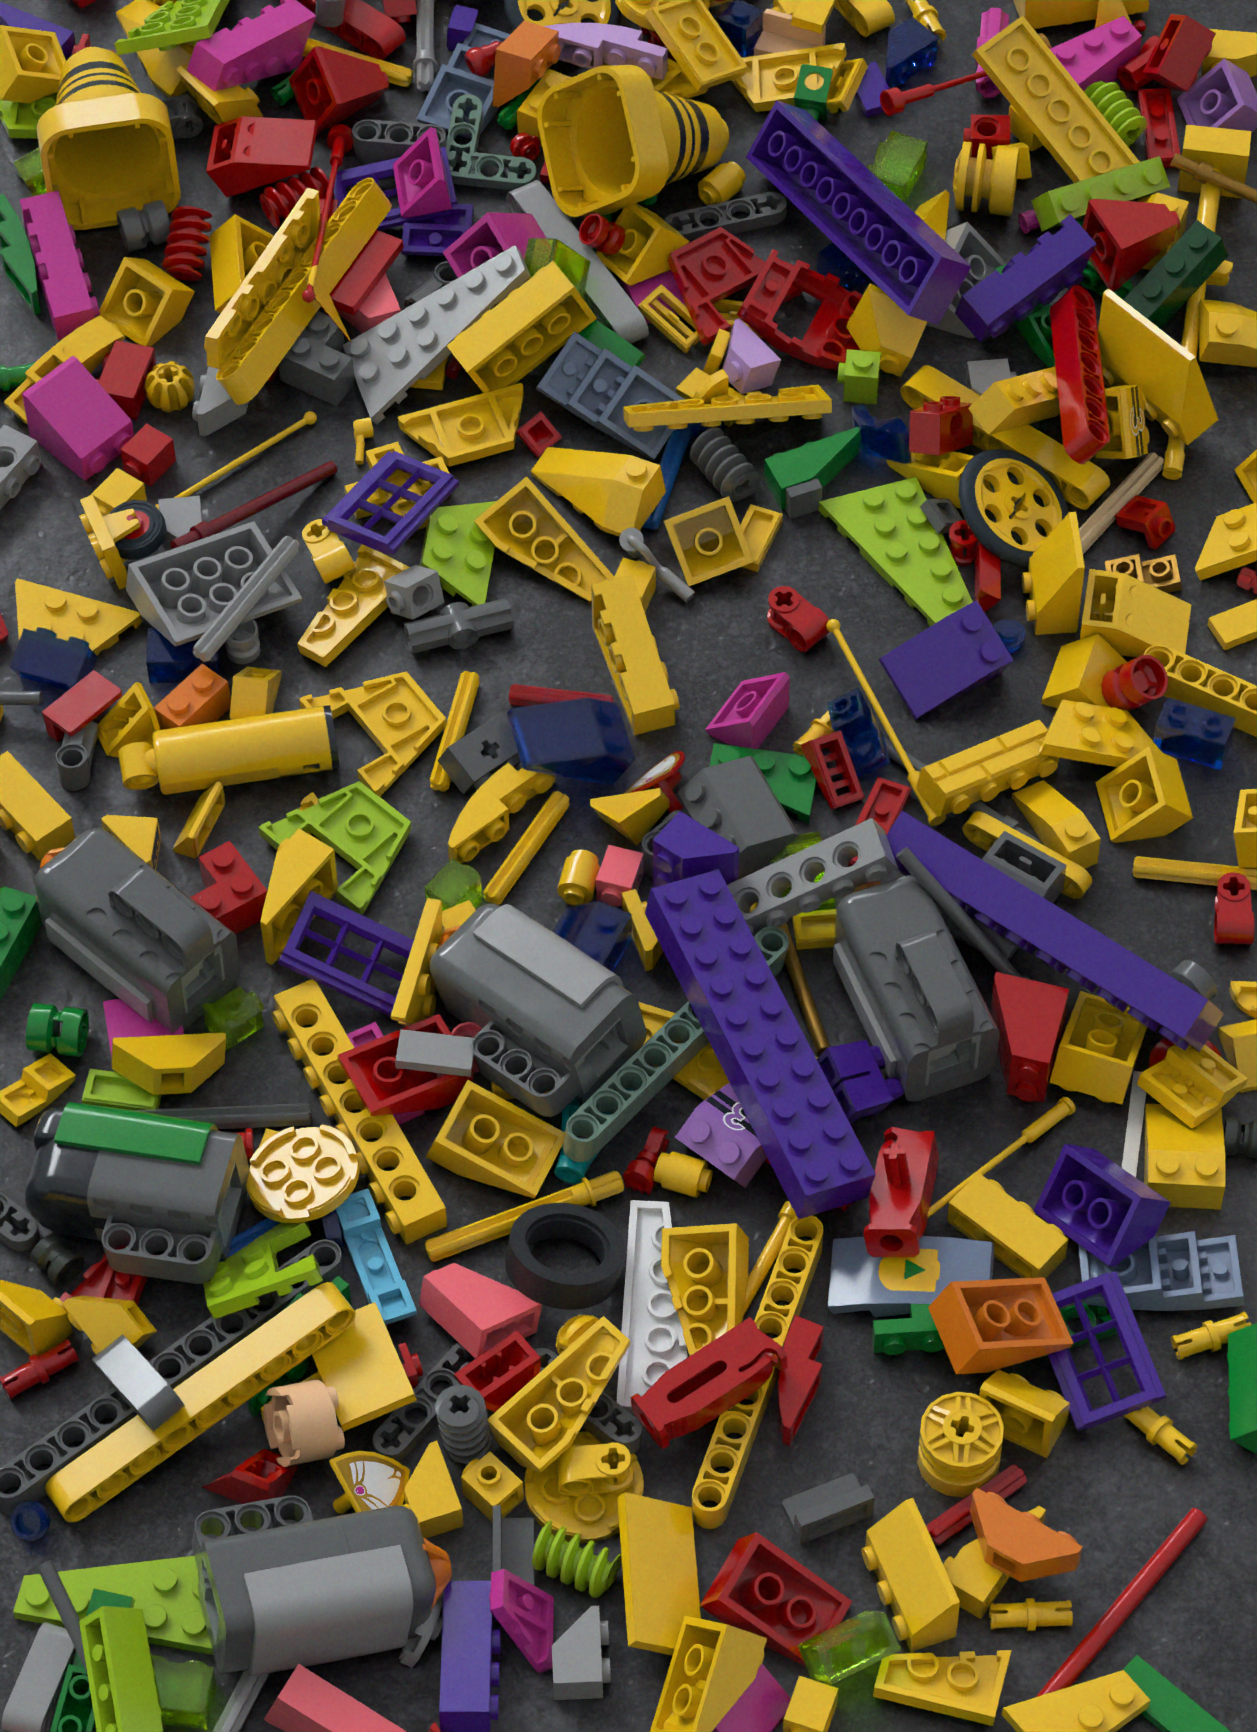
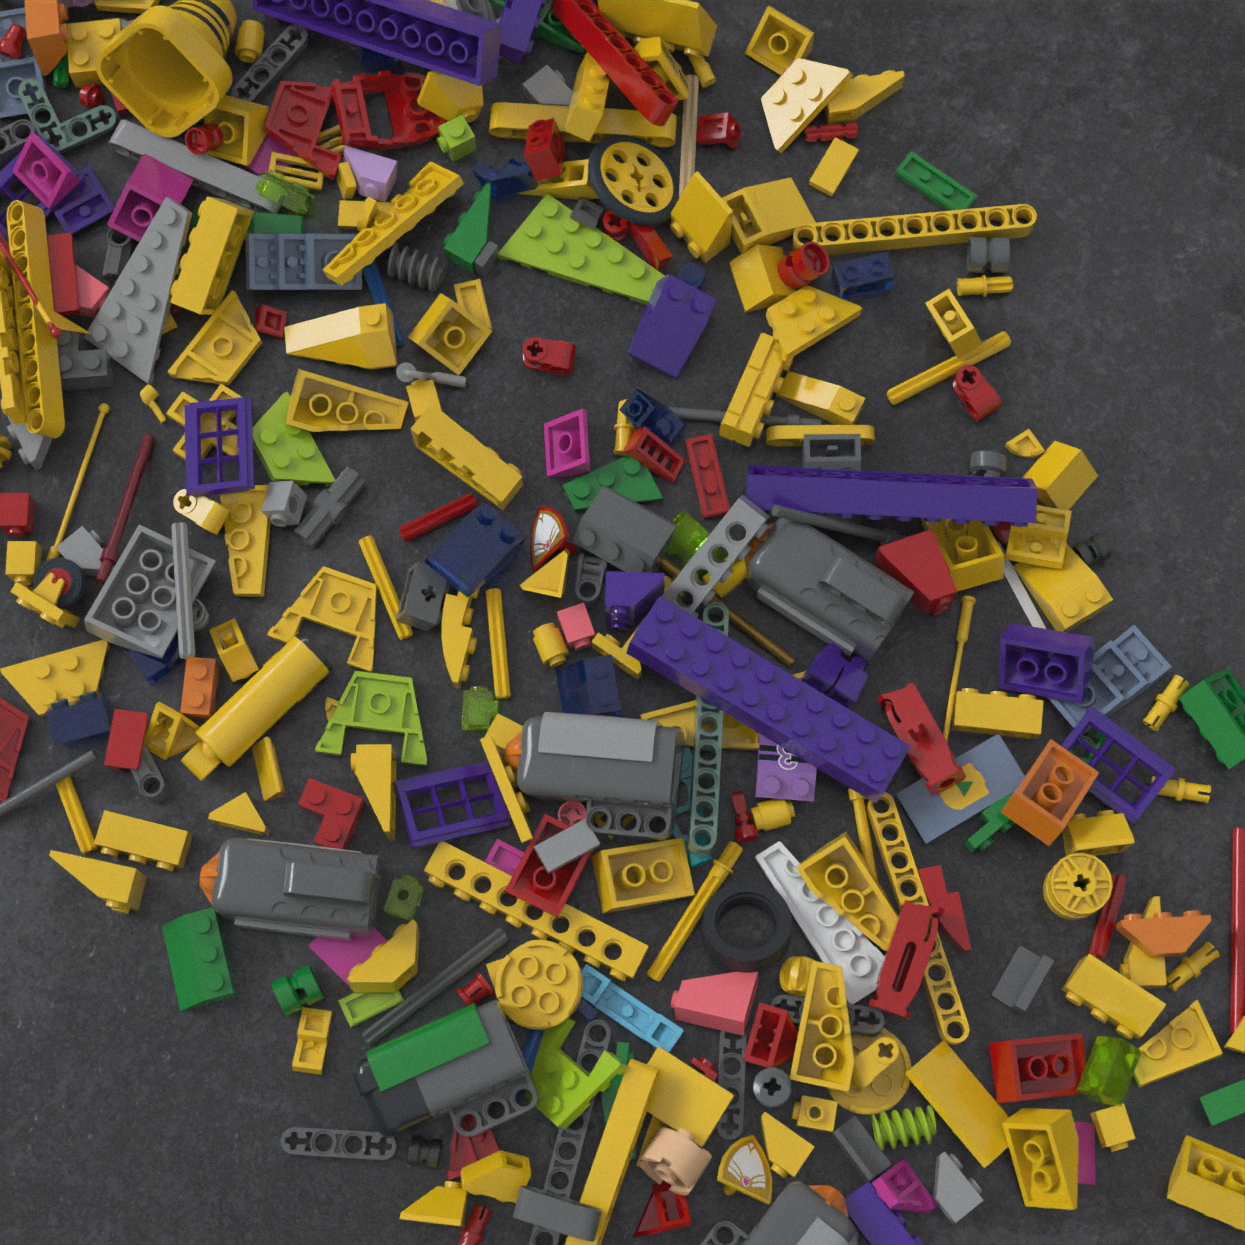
camera: 35 degrees left, 20 degrees up
(545, 250) = (195, 188): clear neon green brick -> none
(639, 312) = (274, 186): none -> clear neon green hinge
(833, 626) = (709, 425): yellow piece -> none
(1144, 797) = (863, 345): yellow slope -> none
(1158, 572) = (746, 172): pearl gold slope -> none

